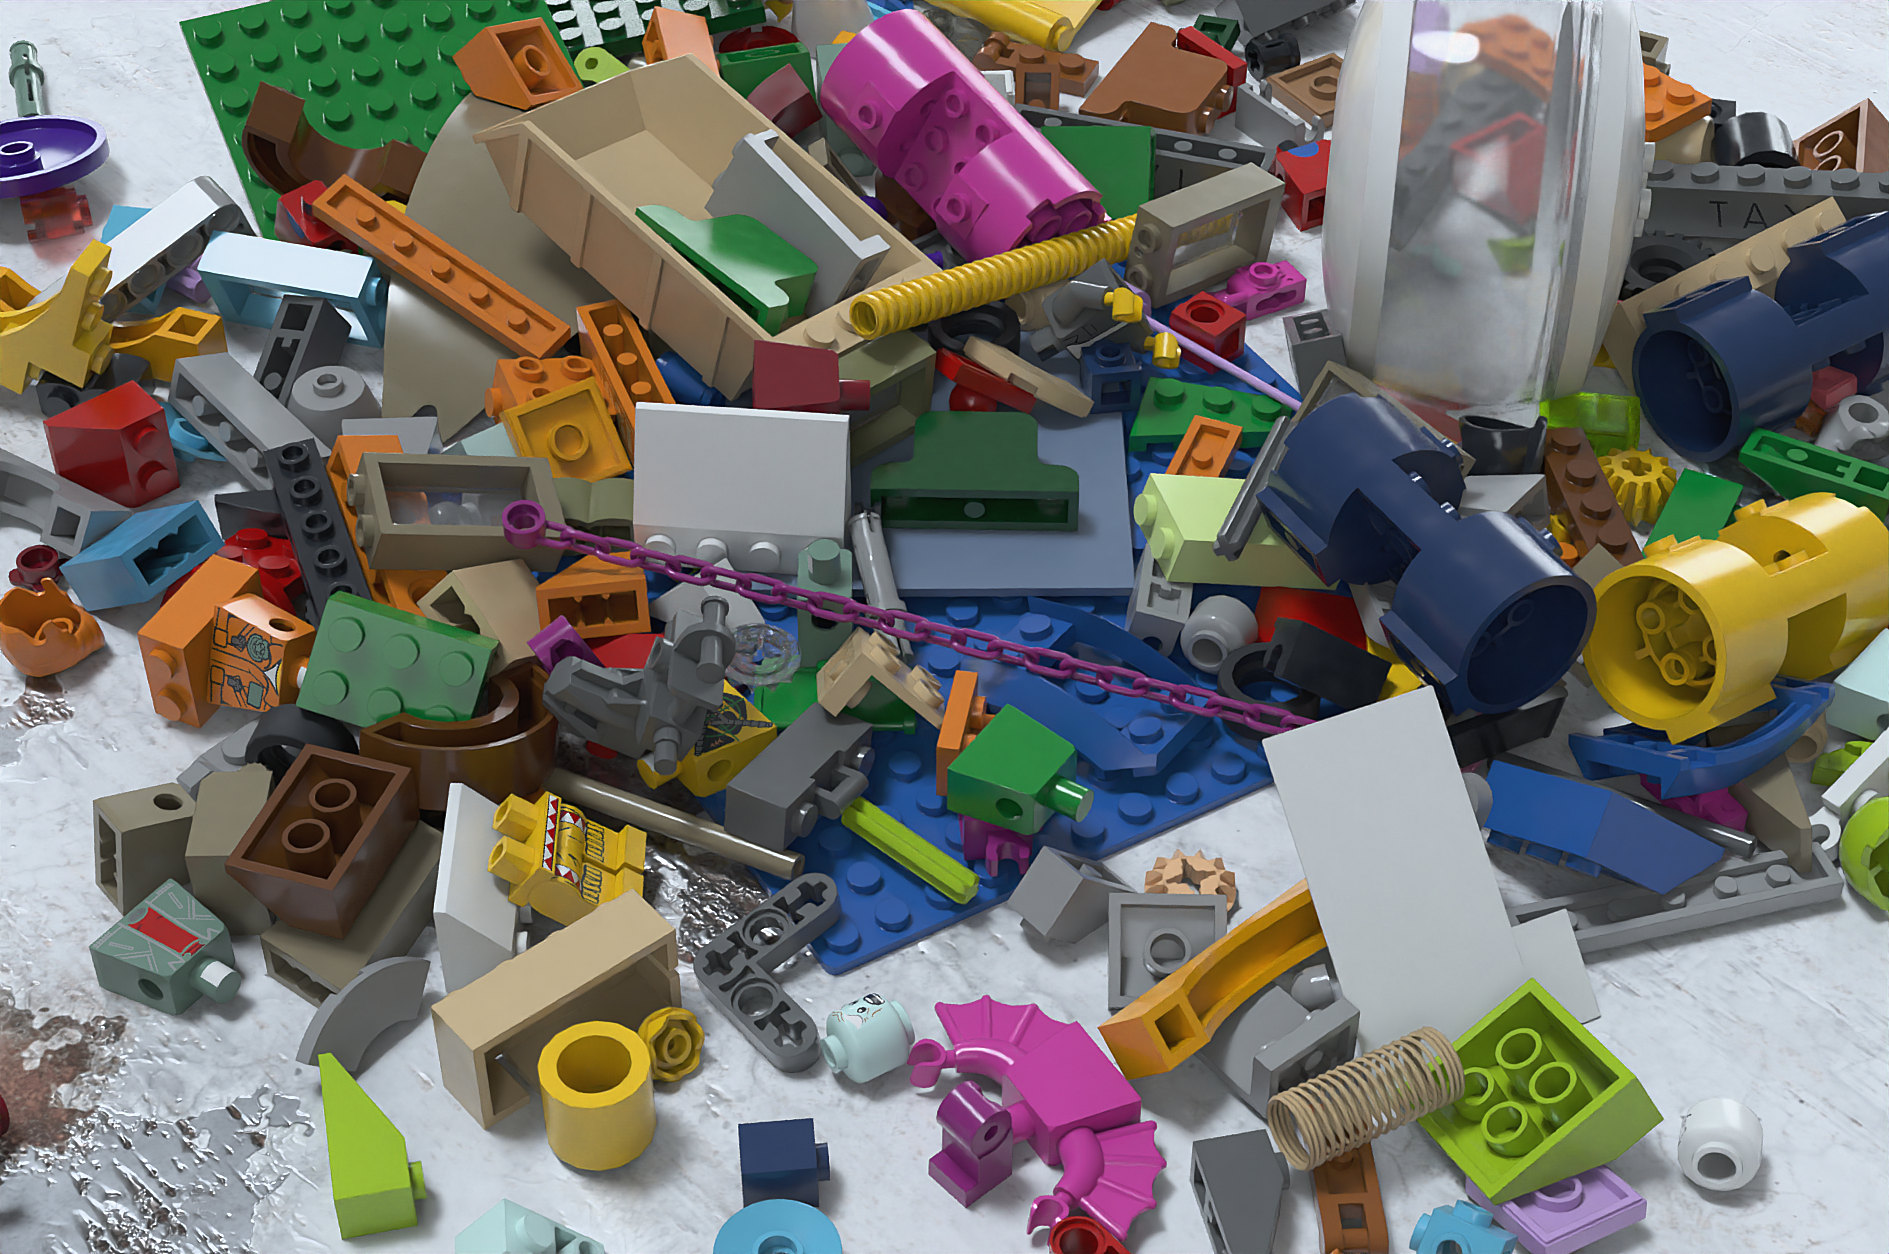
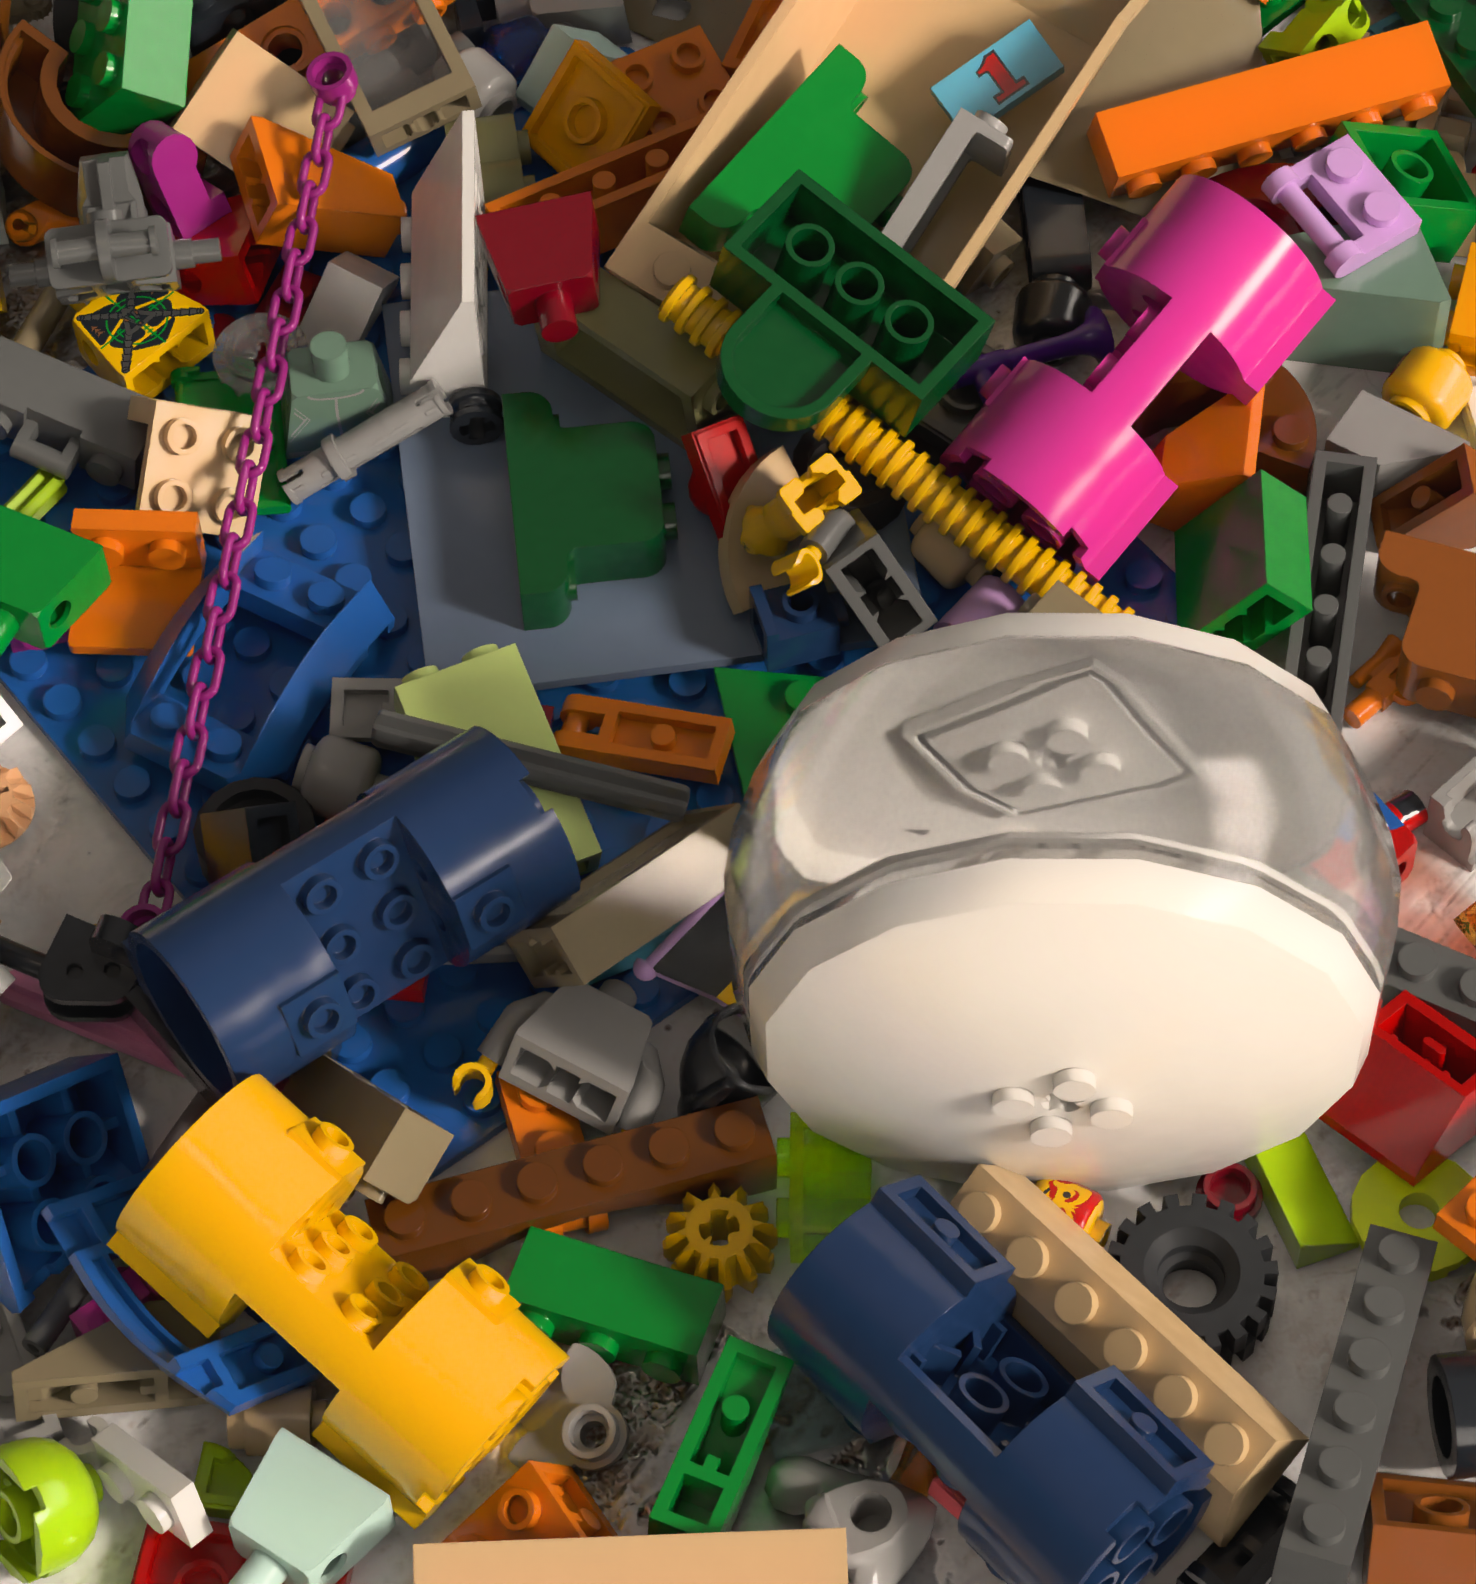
camera: 85 degrees right, 15 degrees up
(674, 163) = (1000, 75): none -> medium azure tile
(803, 57) = (1353, 195): none -> lavender plate
(911, 229) = (834, 316): none -> dark green brick
(1052, 312) = (797, 507): none -> yellow animal

